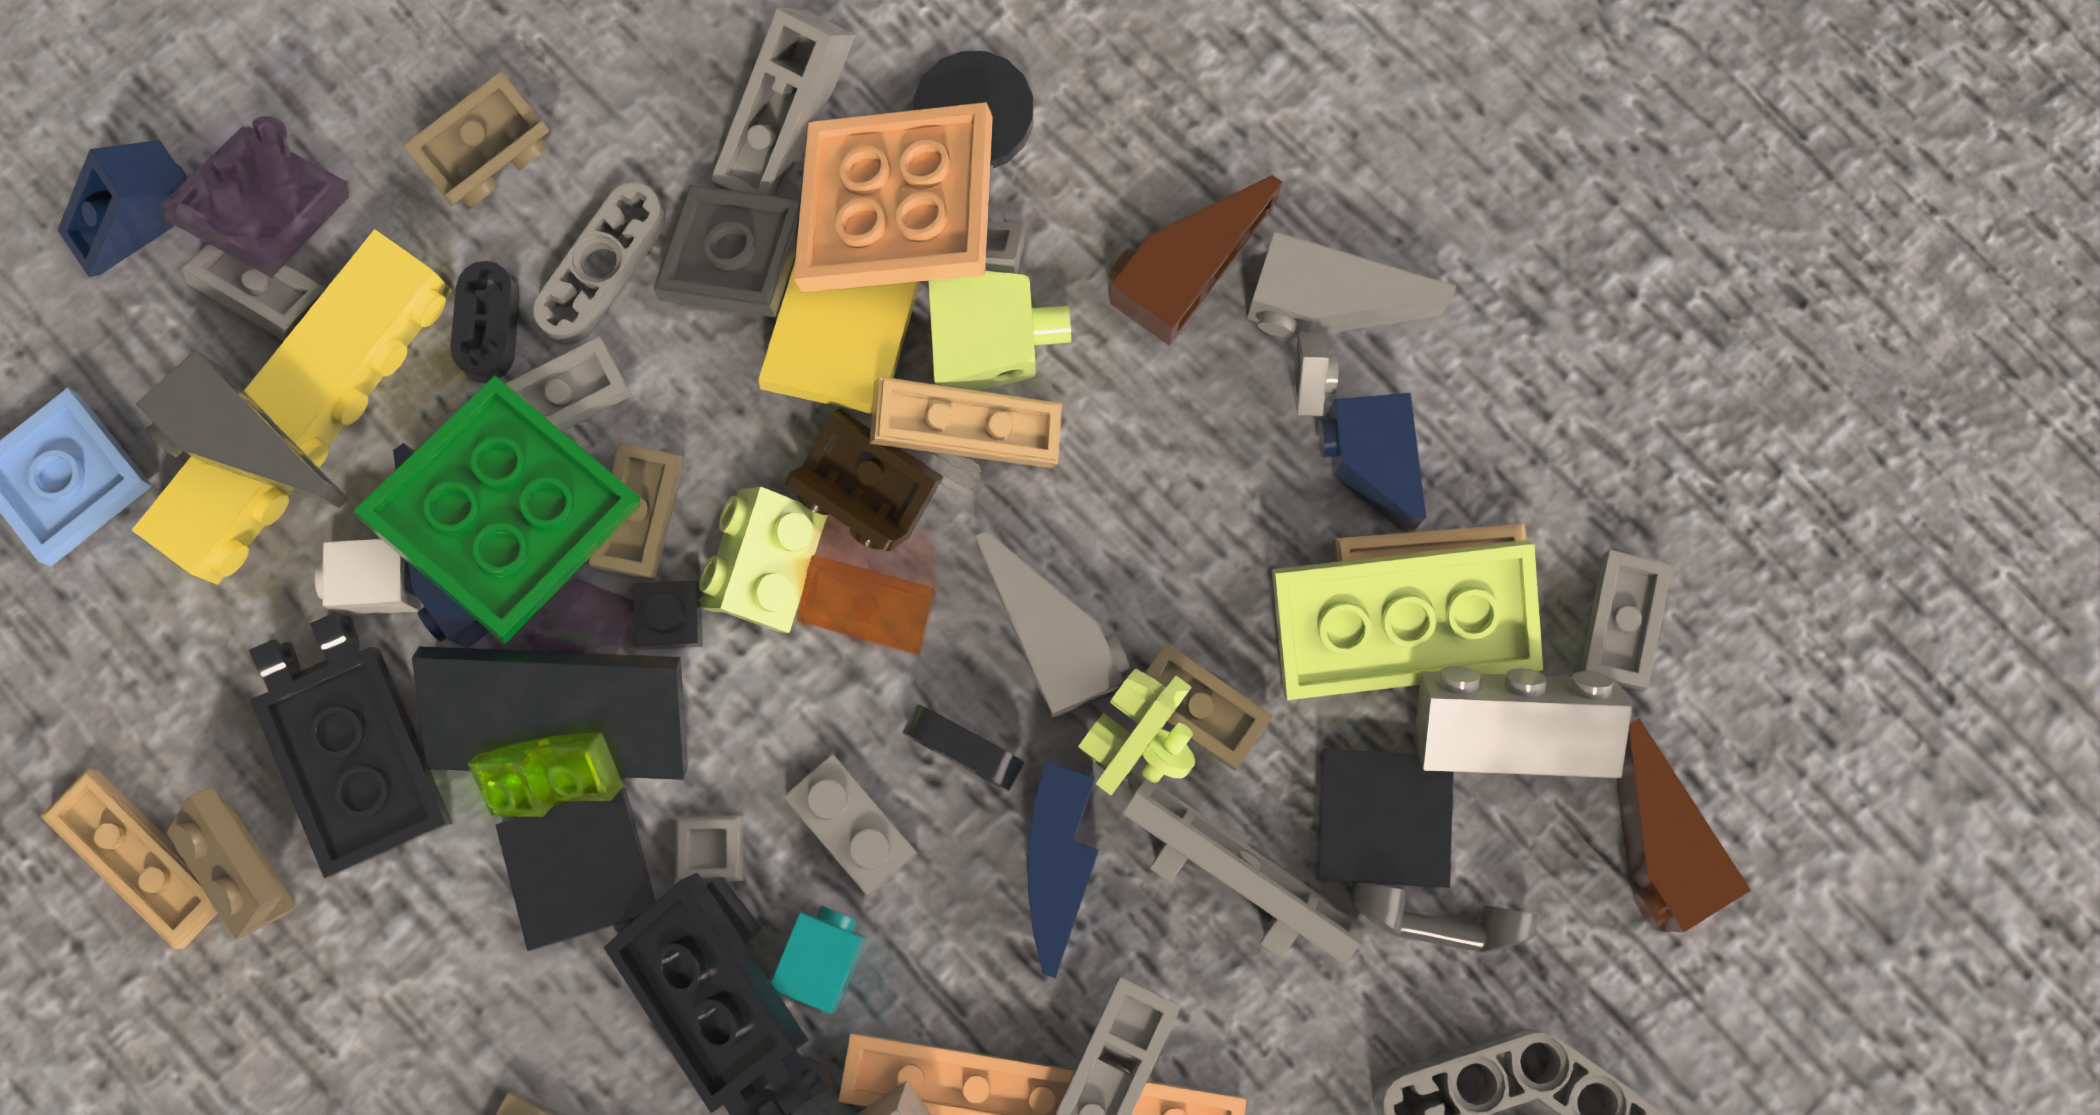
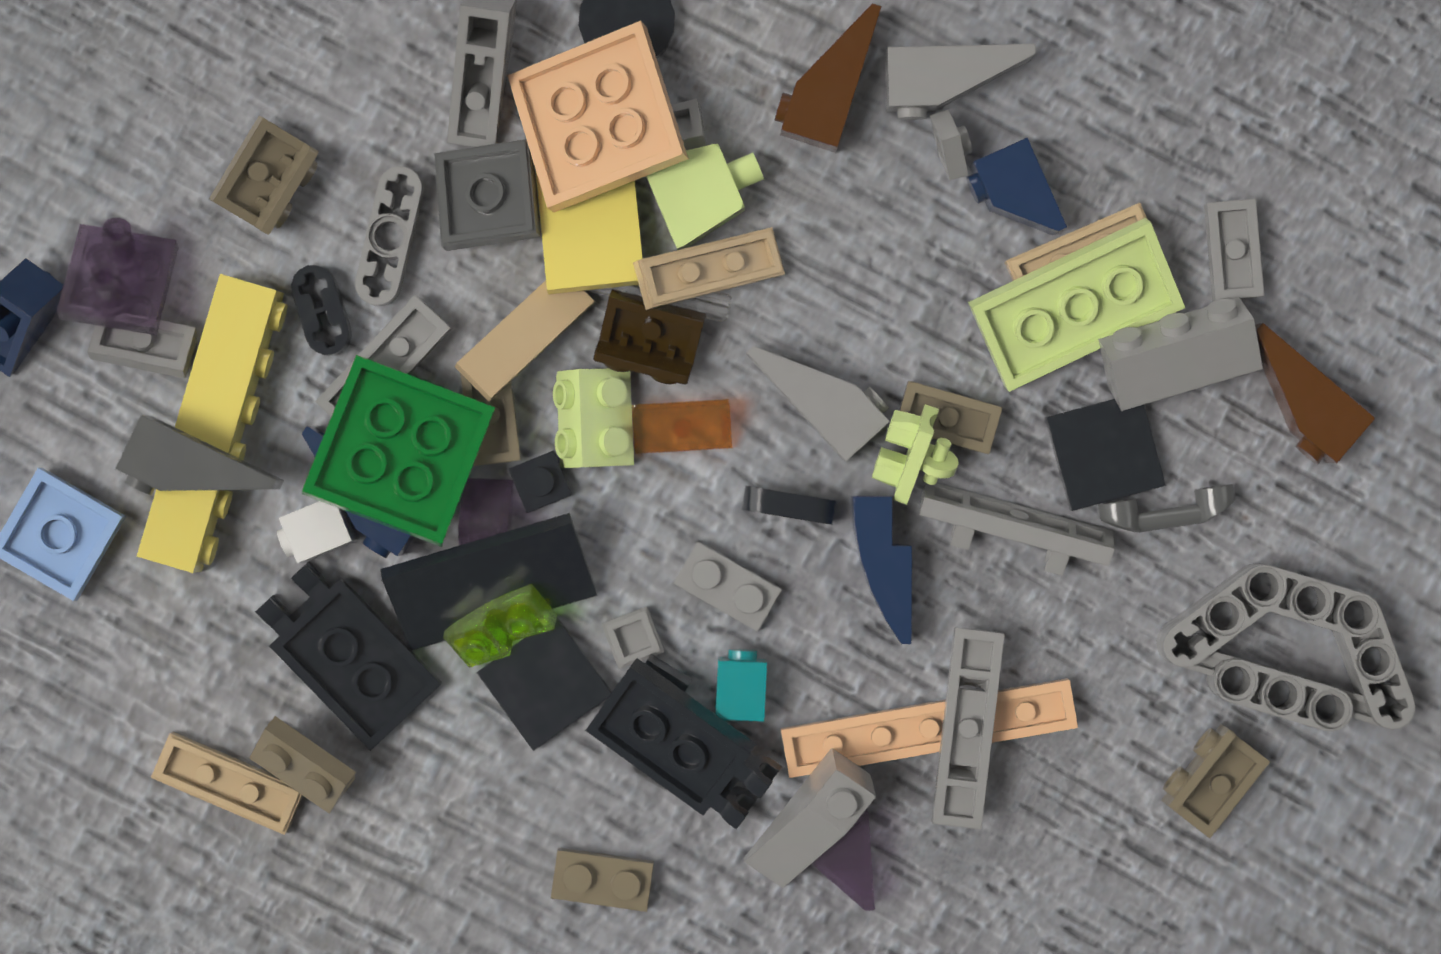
camera: 20 degrees left, 10 degrees up
(707, 430) = (521, 338): none -> tan tile

